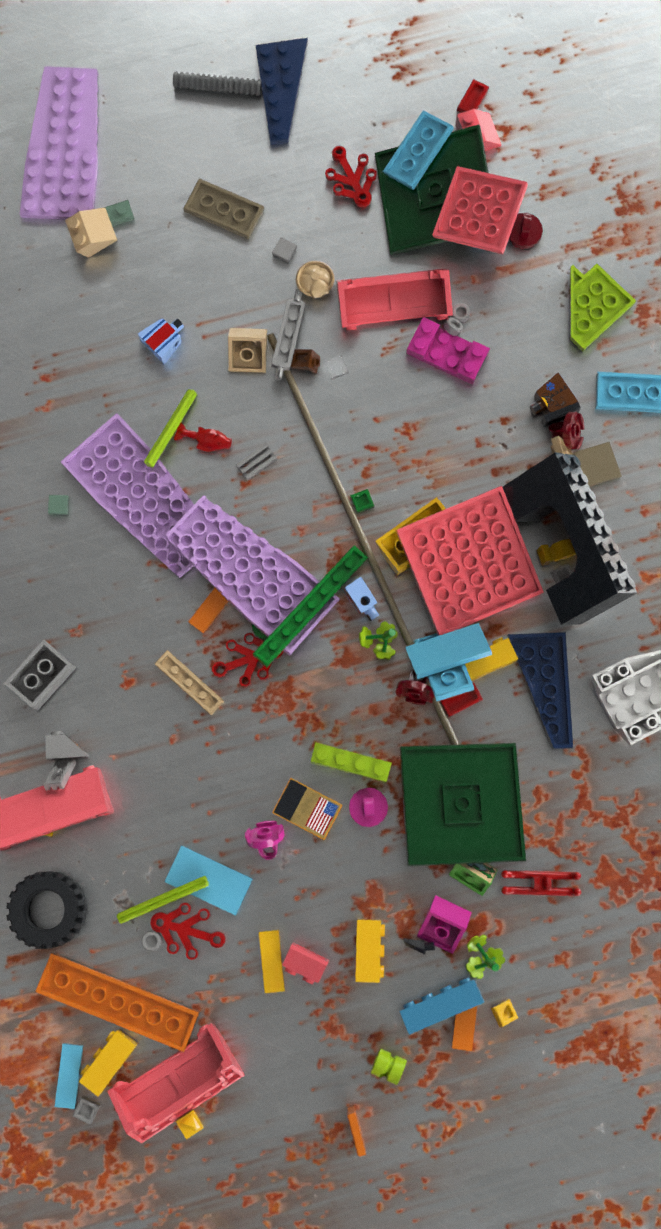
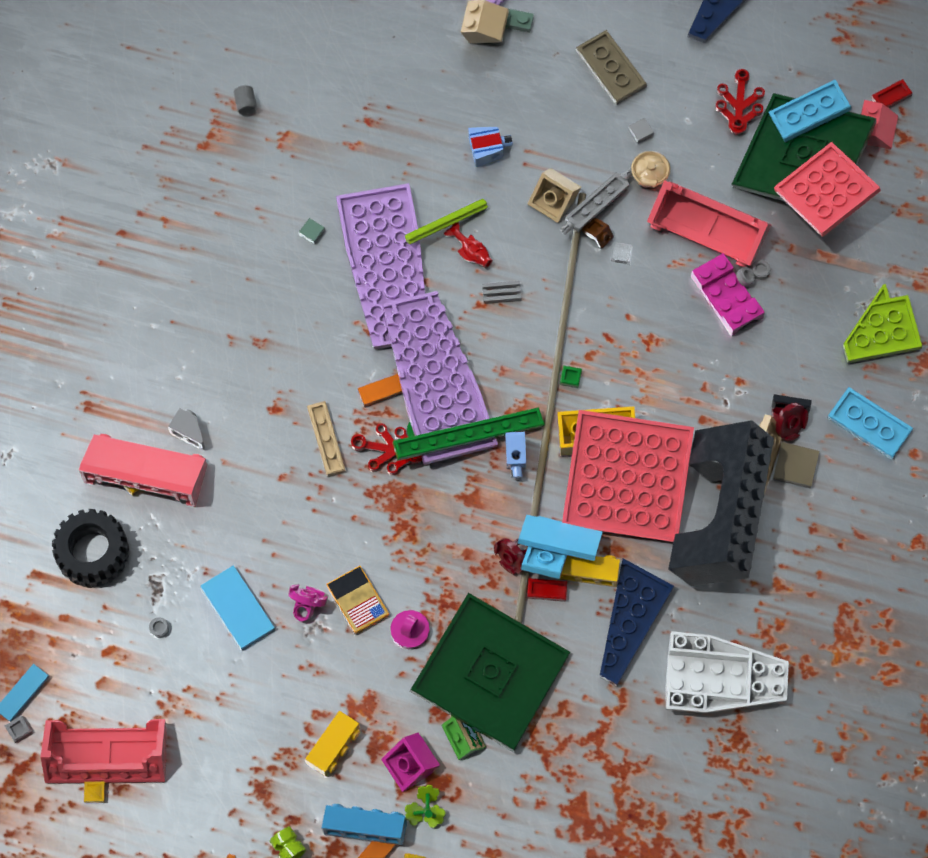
camera: 30 degrees right, 10 degrees down
(40, 675) = (207, 358): light grey brick -> none
(62, 772) = (171, 445): light grey tile -> none
(107, 1061) = (61, 700): yellow brick -> none
(117, 1002) = (99, 658): orange plate -> none
(162, 899) = (189, 598): lime axle -> none
(184, 929) = (192, 633): red plant -> none
(271, 961) = (246, 704): yellow tile -> none
(305, 963) = (273, 719): coral slope -> none
(350, 762) = (418, 582): lime brick -> none
(386, 633) = (516, 496): lime plant -> none
(419, 945) = (379, 767): black bar -> none
(526, 231) = (863, 232): dark red tile -> none
(541, 883) = (514, 778): red piece -> none
(552, 396) = (793, 383): reddish brown torso -> none
(557, 551) = (702, 514): yellow leg -> none

